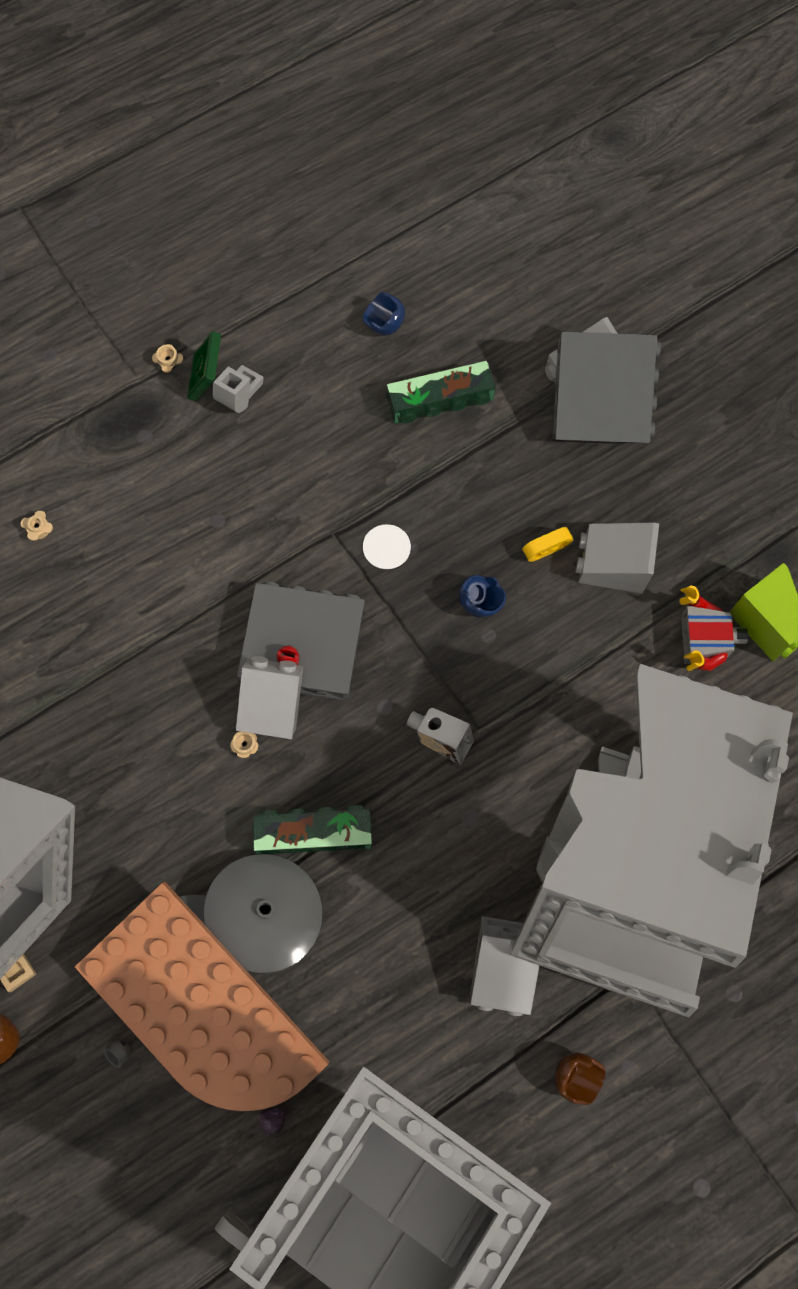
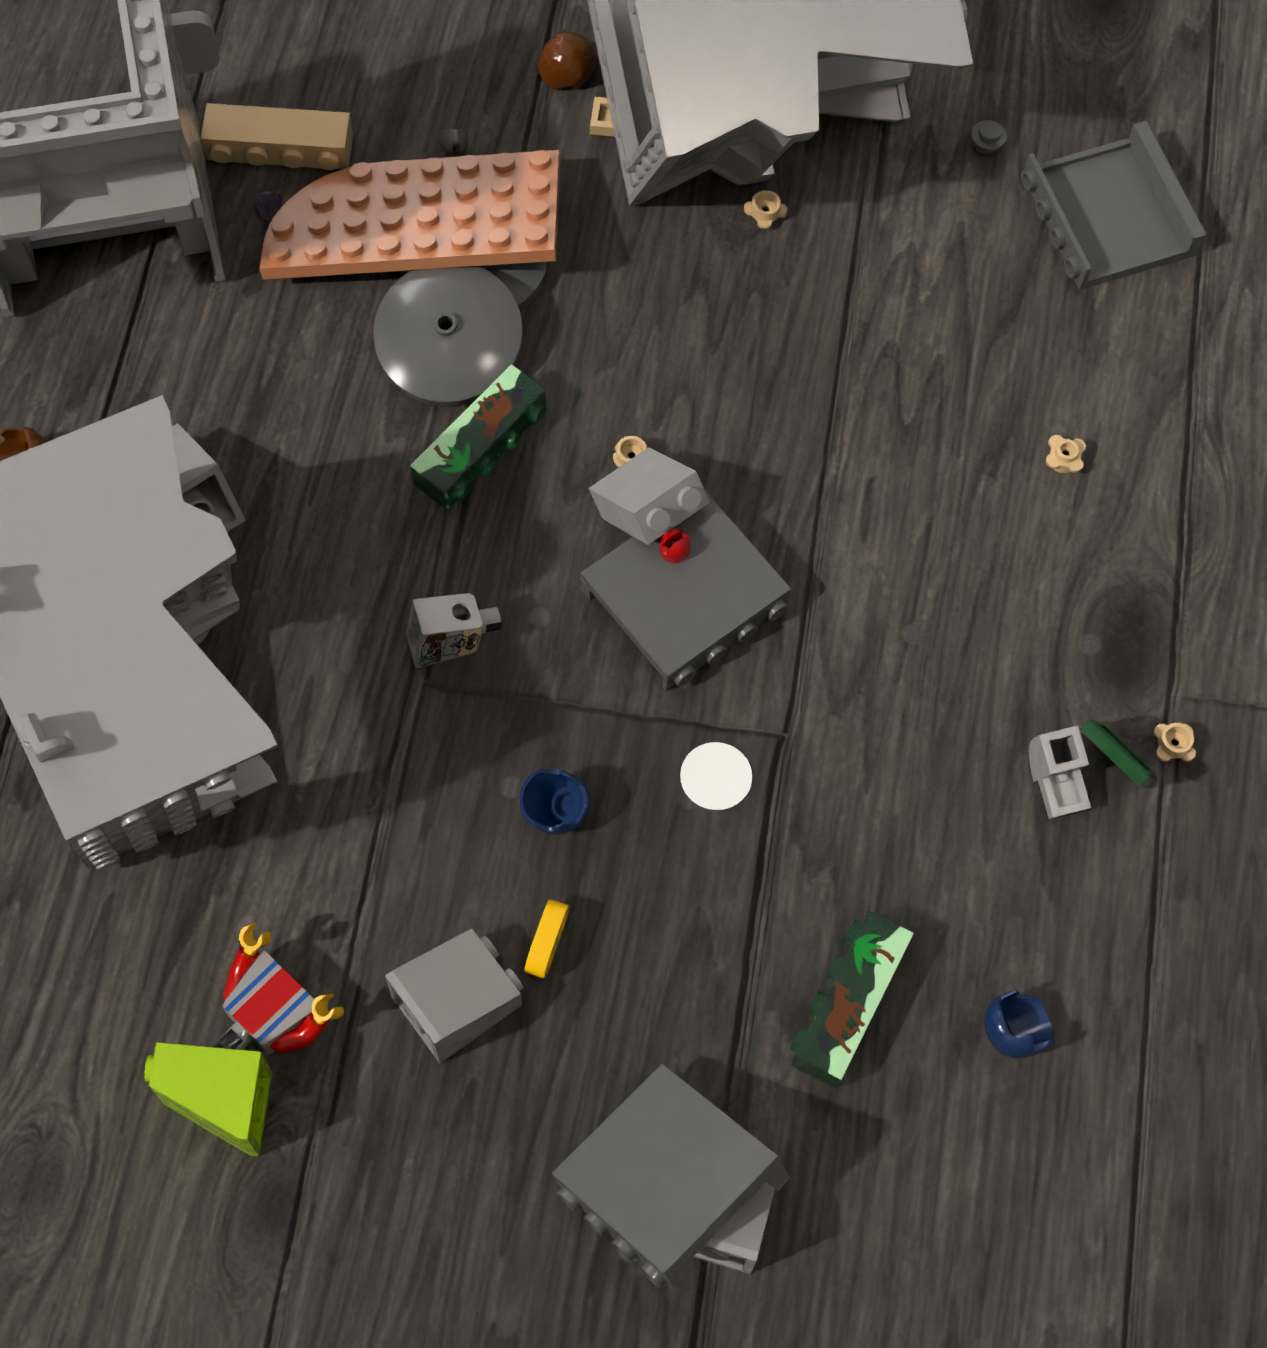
camera: 135 degrees right, 5 degrees down
(216, 1166) = (277, 136): none -> tan brick

